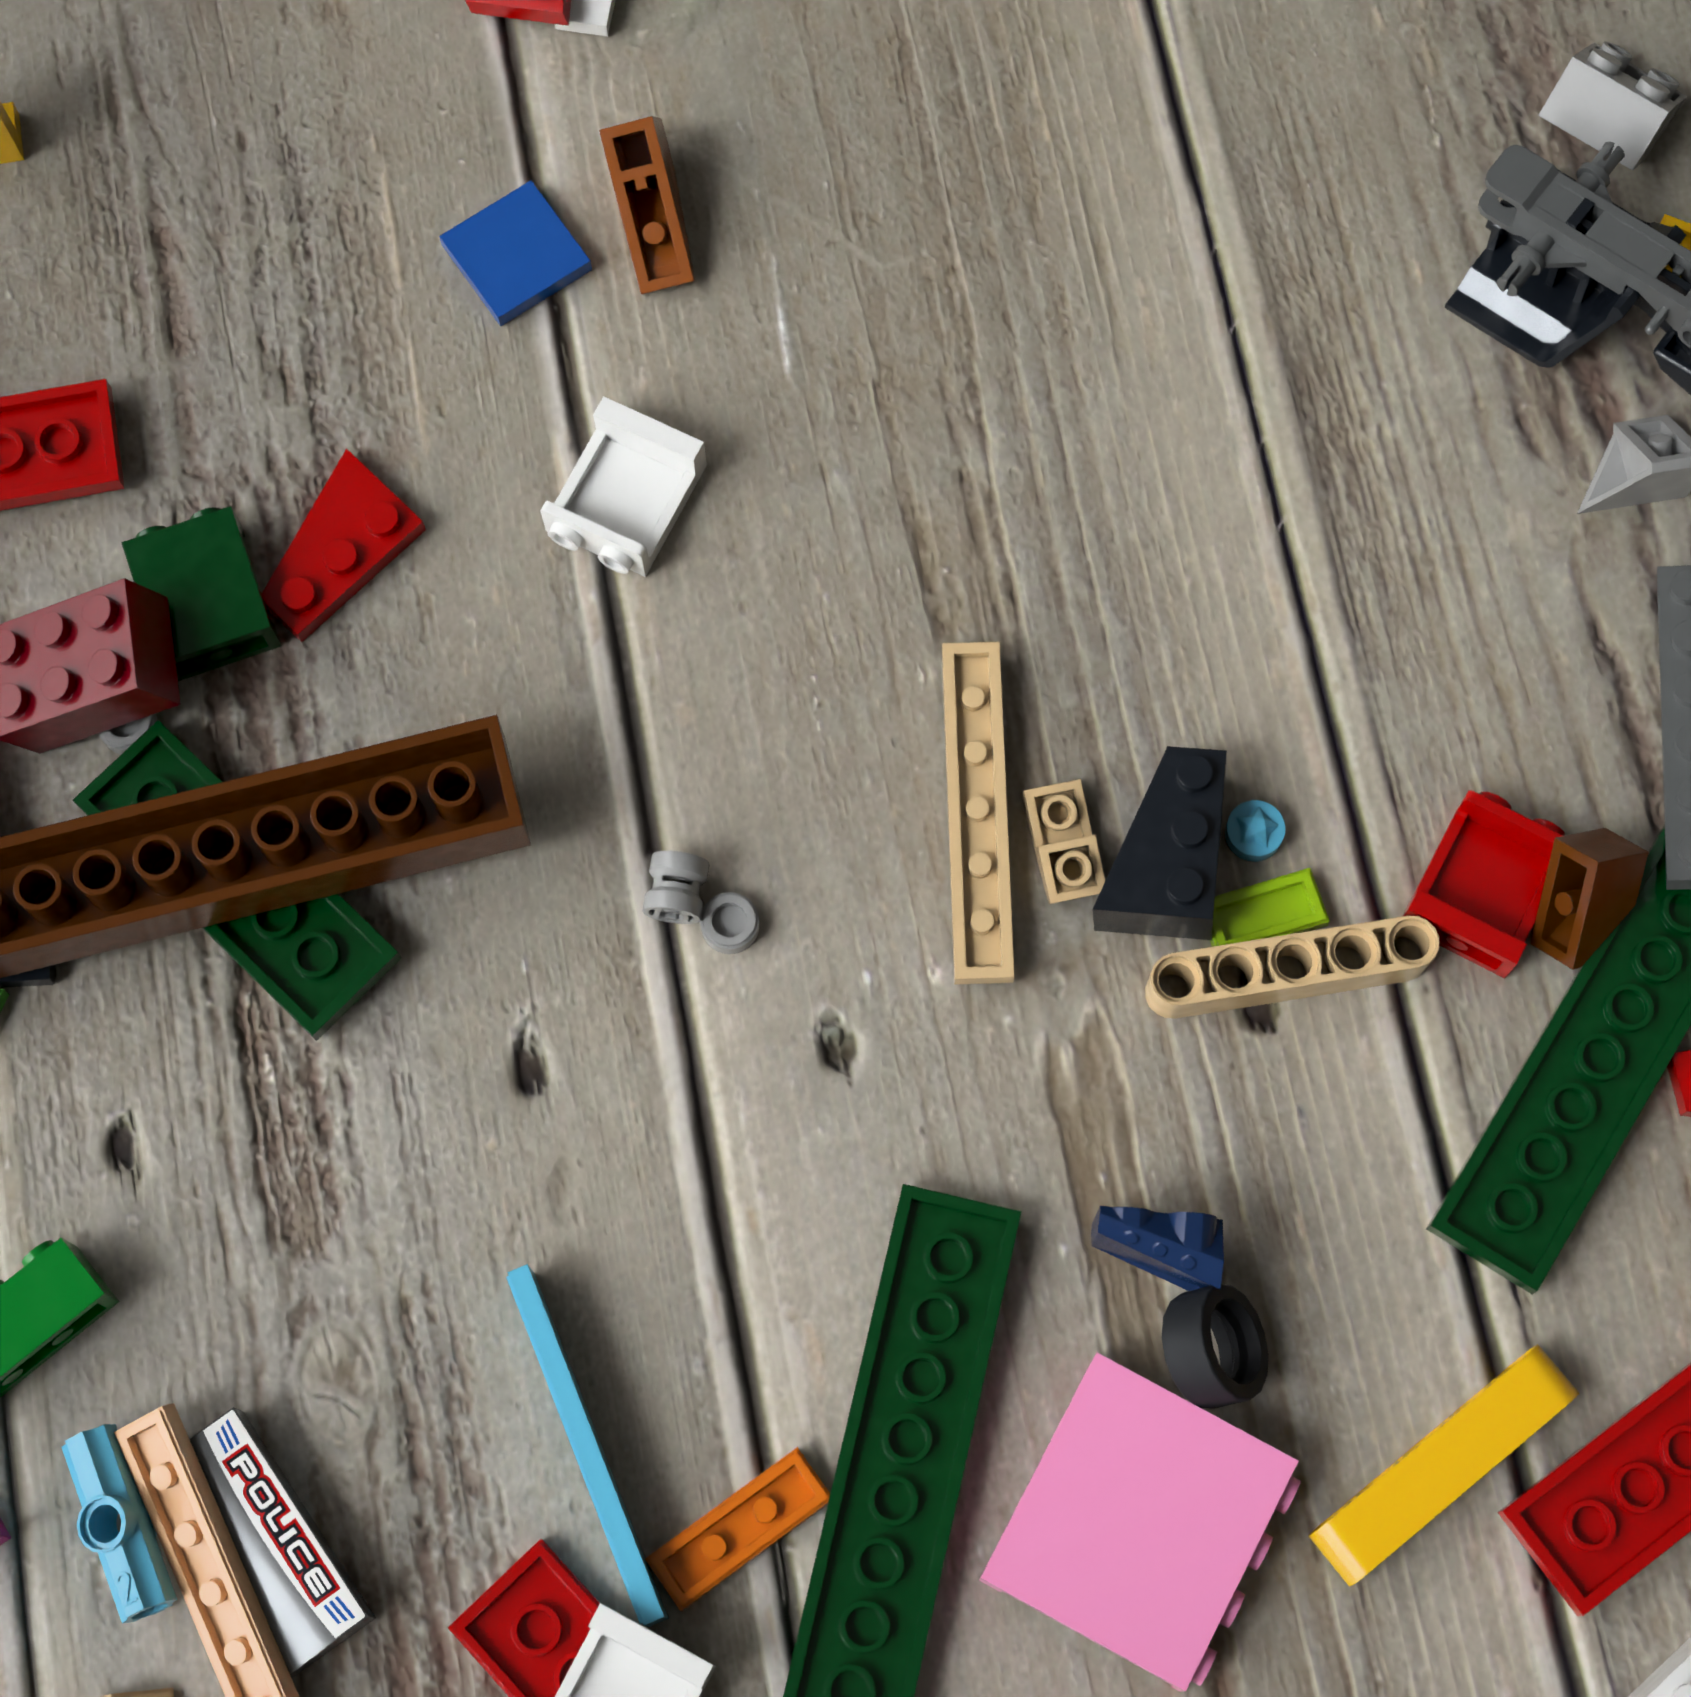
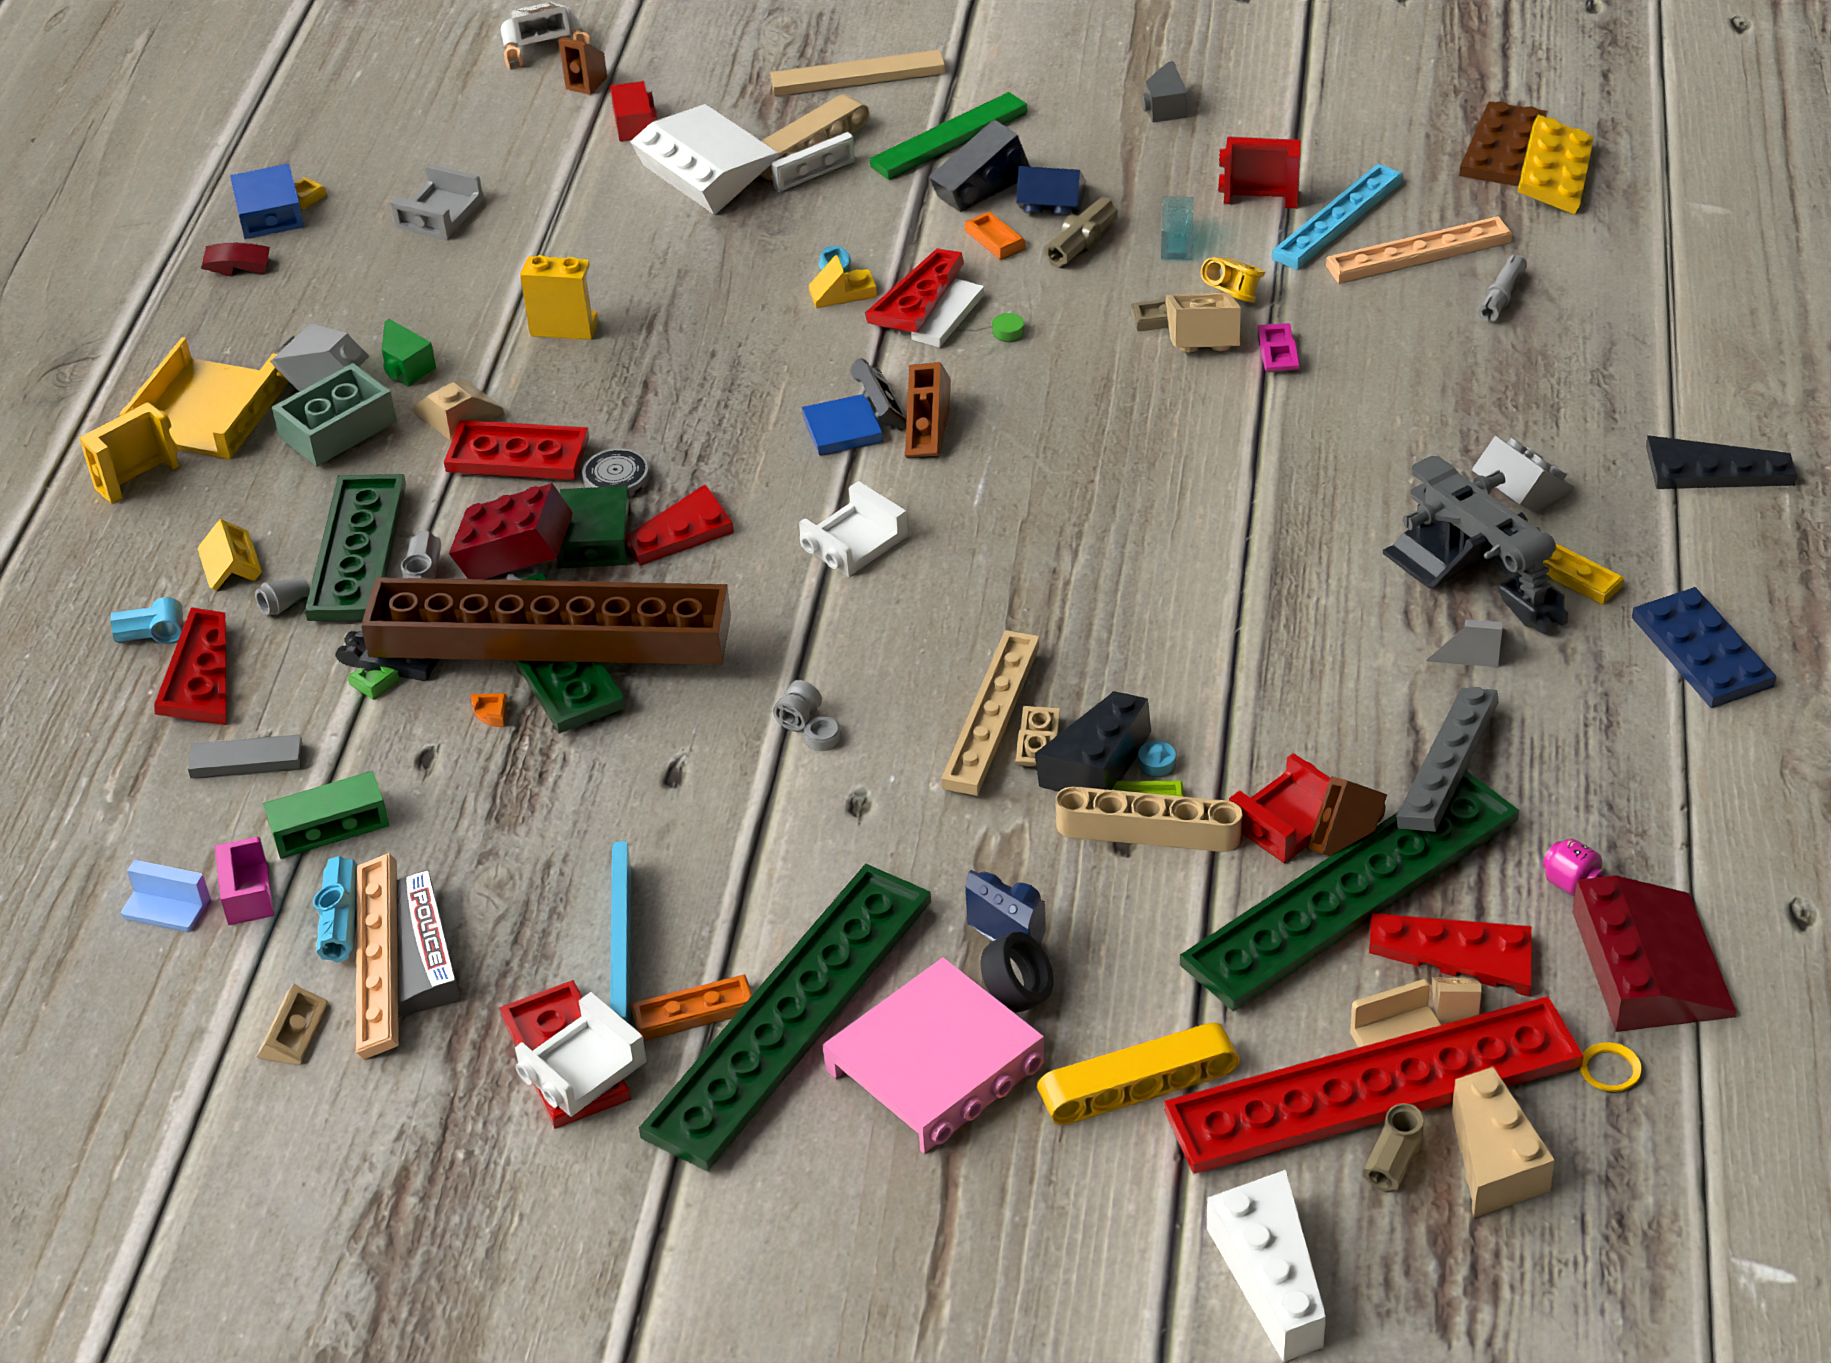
camera: 20 degrees right, 30 degrees down
(185, 1018) = (490, 708): none -> orange tile
(187, 458) = (616, 468): none -> tile
(557, 178) = (879, 394): none -> black hinge

